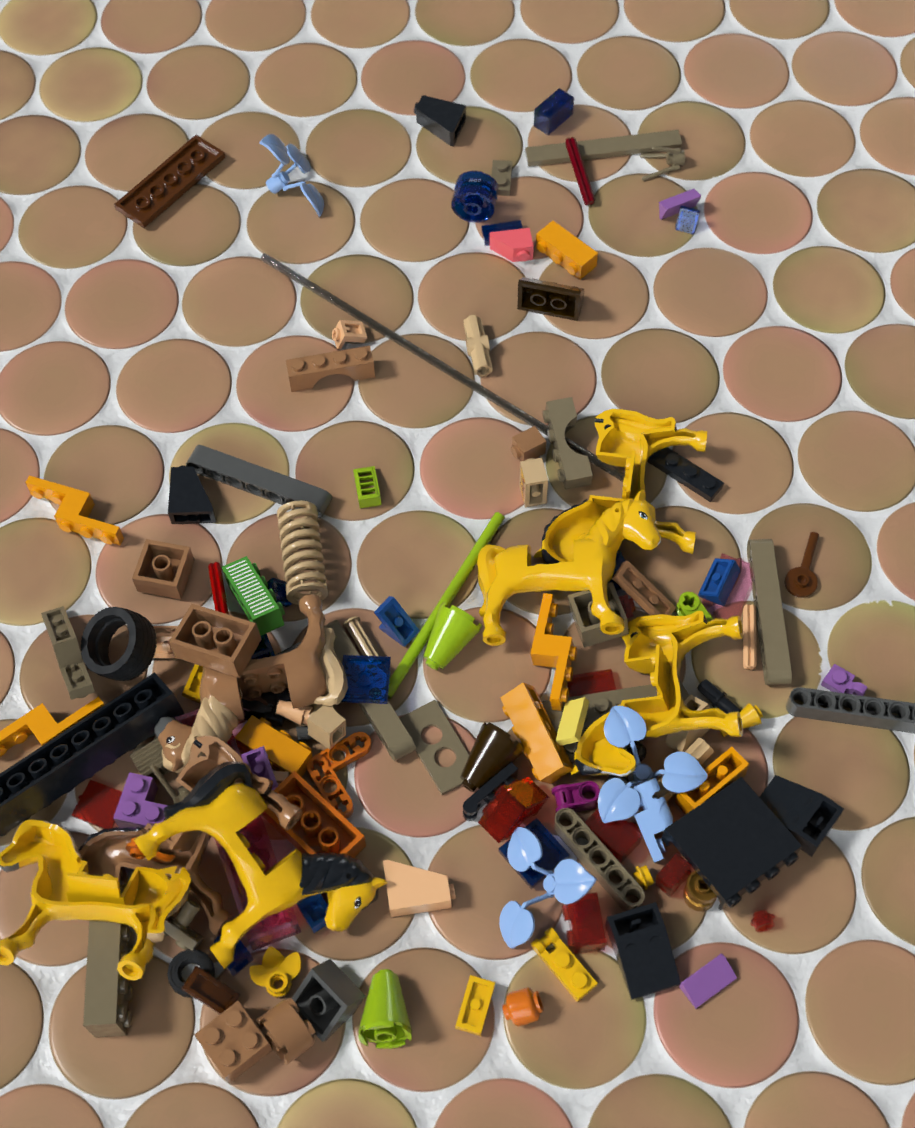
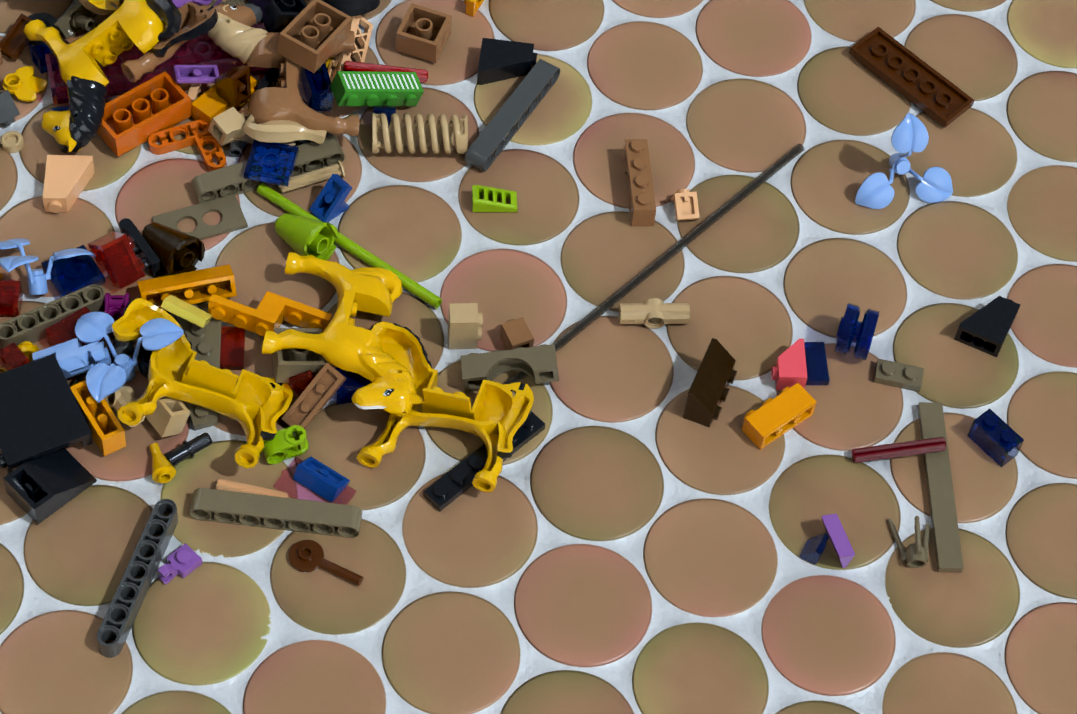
camera: 90 degrees right, 5 degrees down
(274, 724) = (234, 85): none -> reddish brown slope
(362, 965) = (12, 142): none -> tan tile

